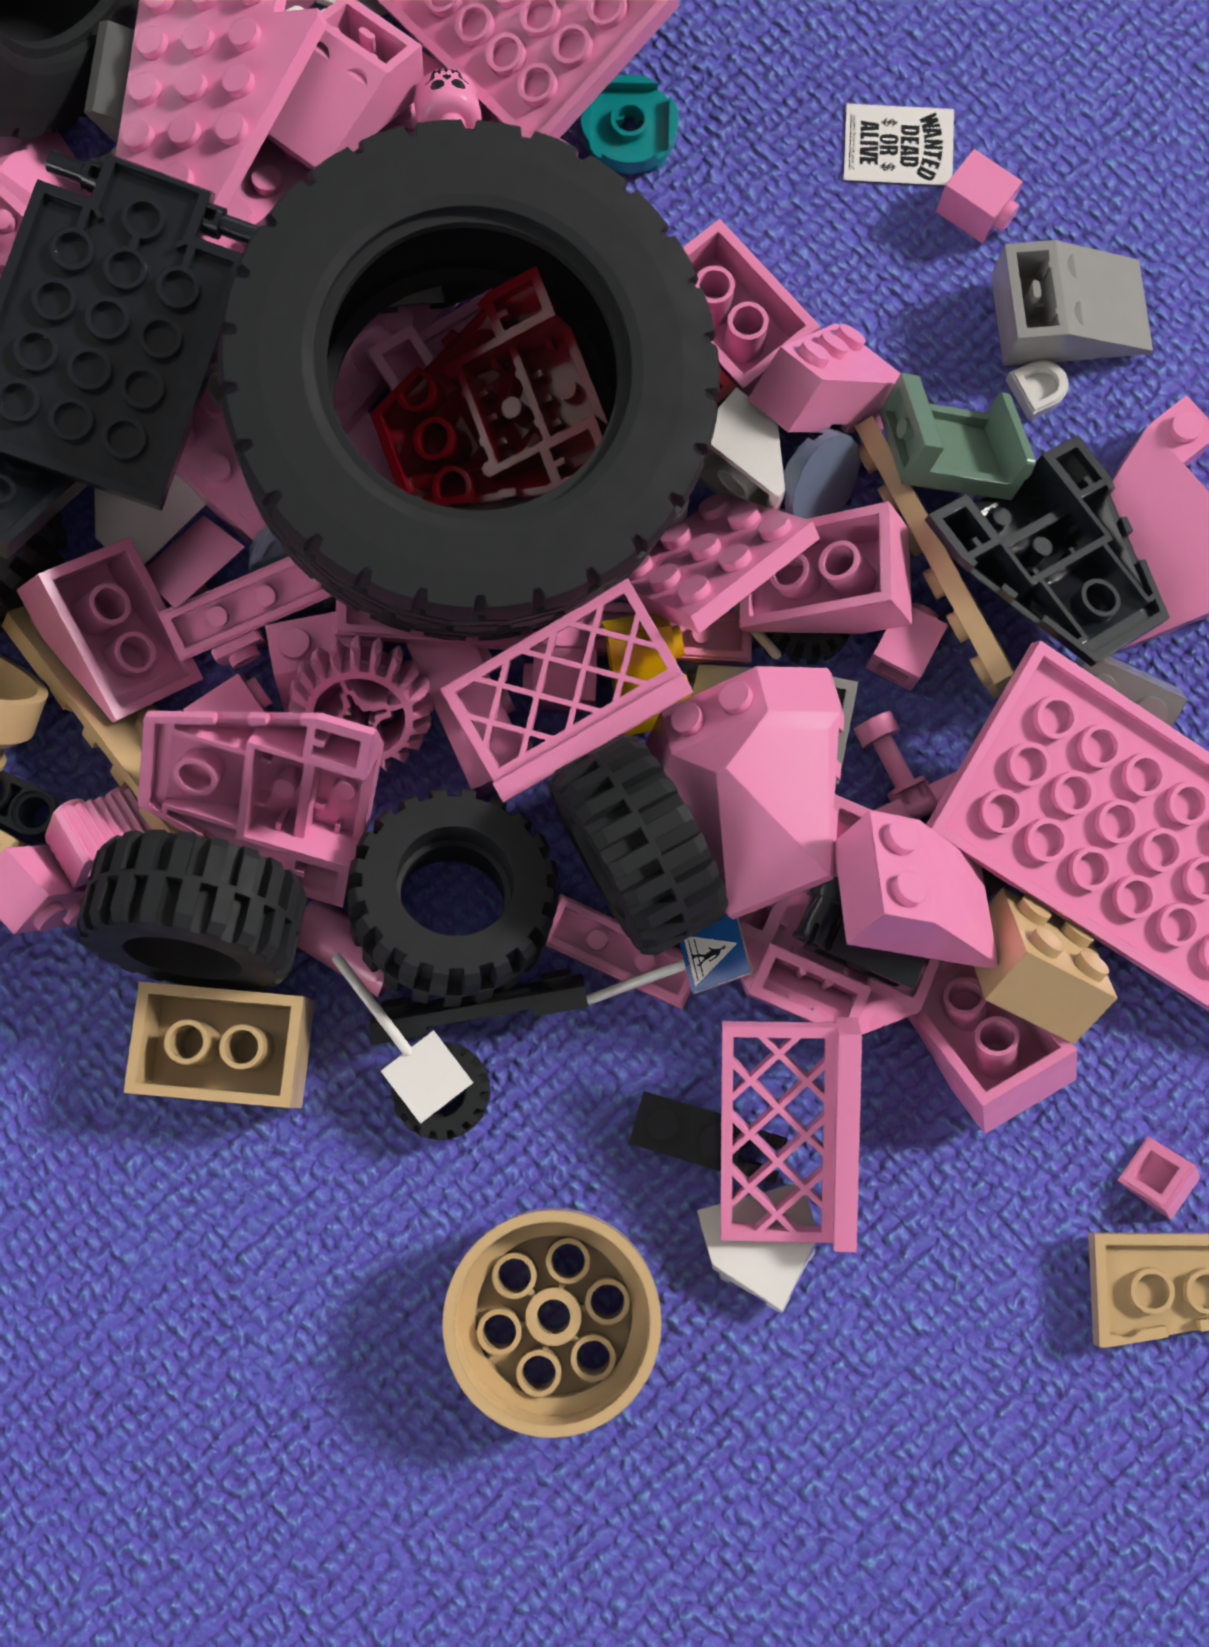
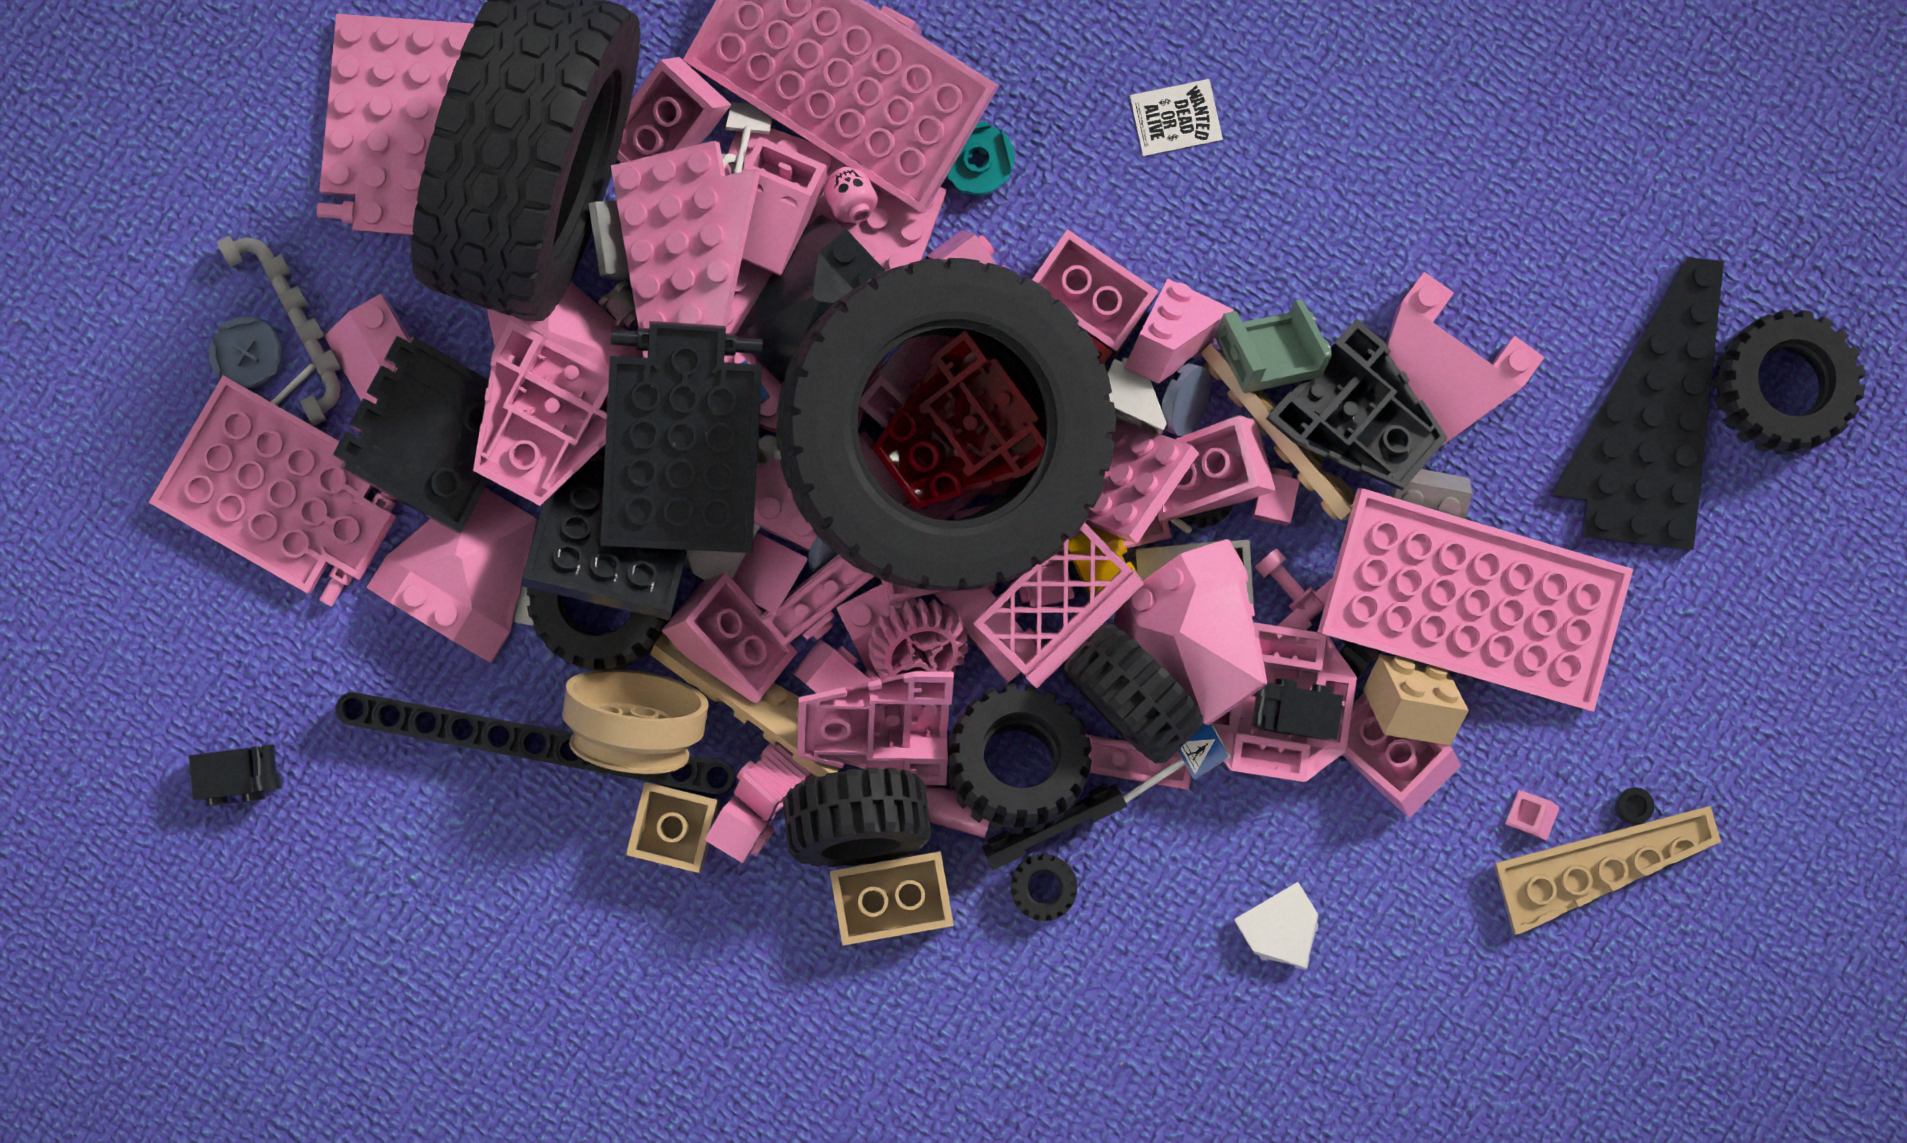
camera: 15 degrees left, 5 degrees up
(426, 1072) = (1032, 879): white piece -> none
(494, 1372) = (1186, 1057): tan wheel -> none
(690, 1134) = (1222, 870): black hinge -> none
(839, 1133) = (1313, 844): bright pink fence -> none
(912, 892) = (1321, 679): bright pink slope -> none
(980, 197) = (1246, 151): bright pink brick -> none
(1038, 387) = (1322, 280): white tile -> none
(1068, 303) = (1330, 217): light grey slope -> none

